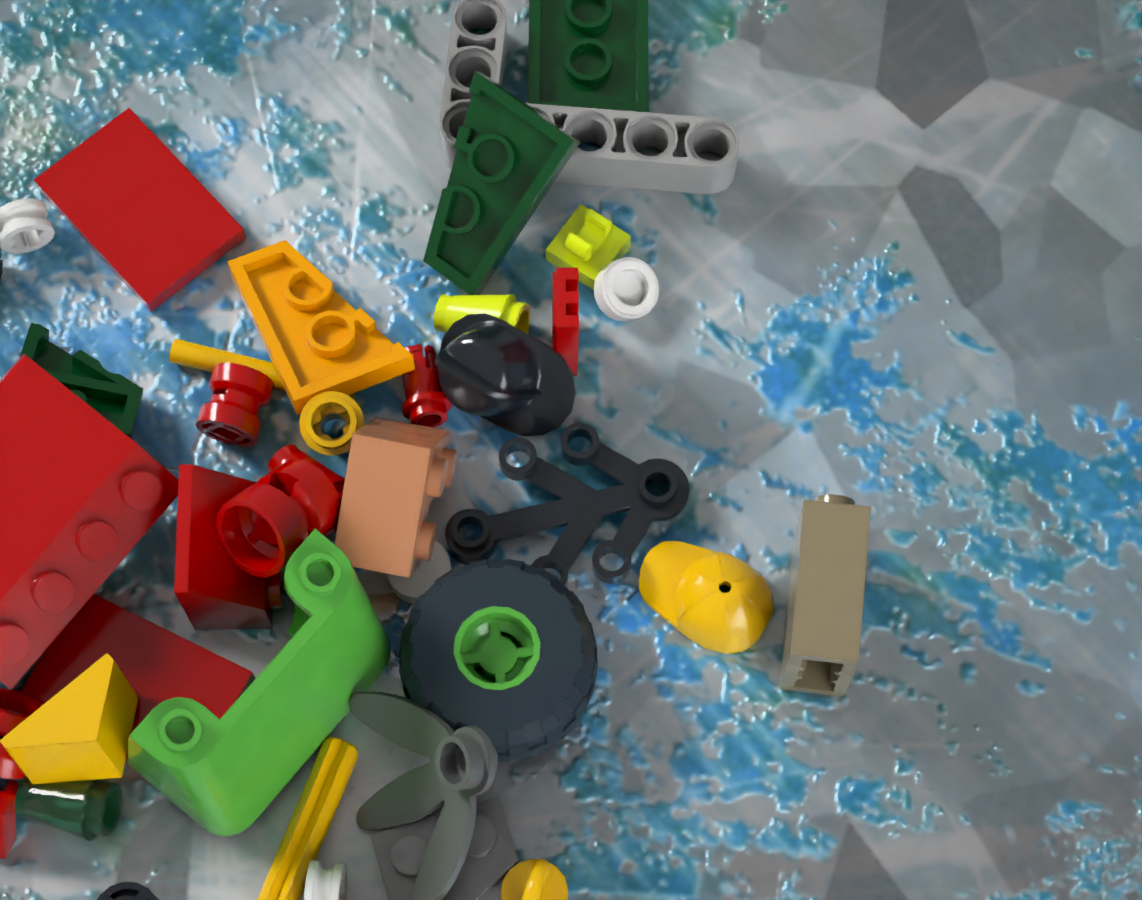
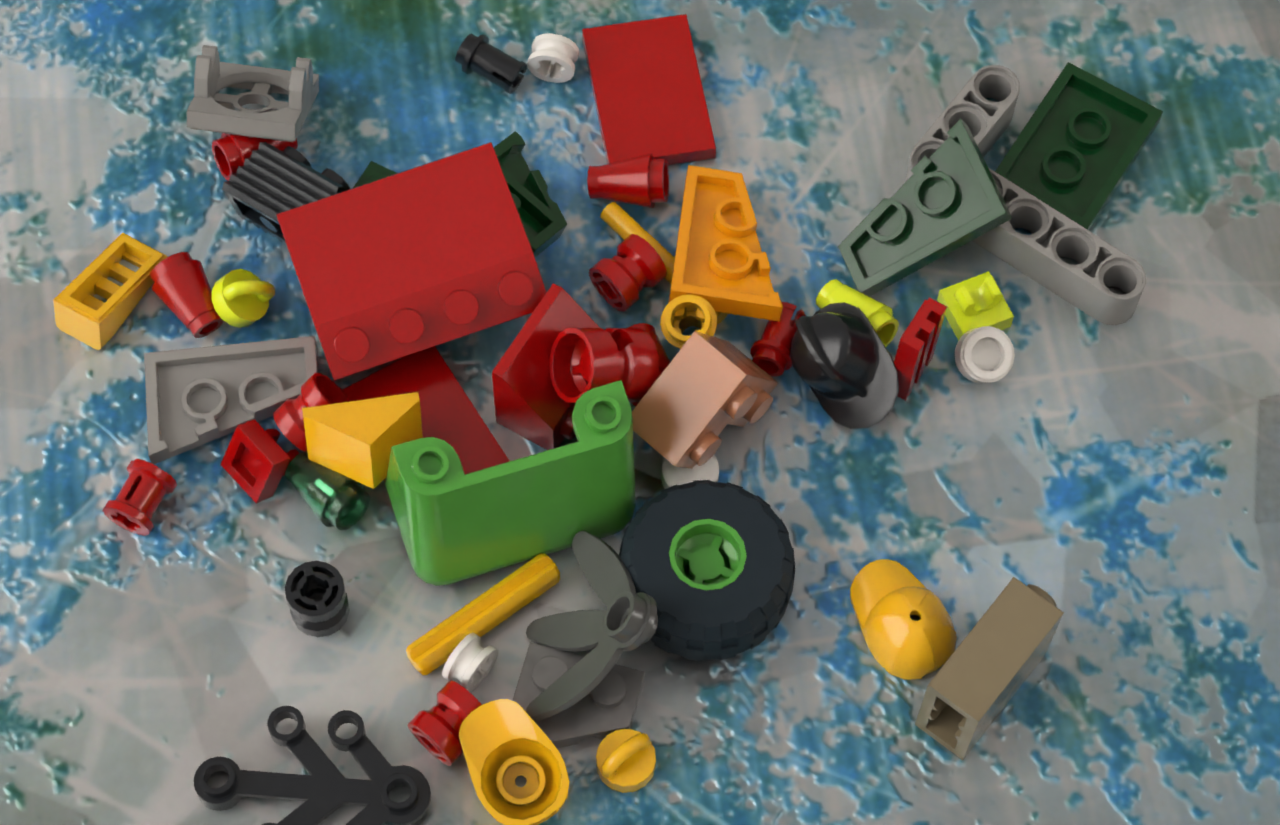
camera: 30 degrees right, 5 degrees down
(181, 308) = (631, 181): none -> red cone
(578, 506) = (842, 495): black plant -> none

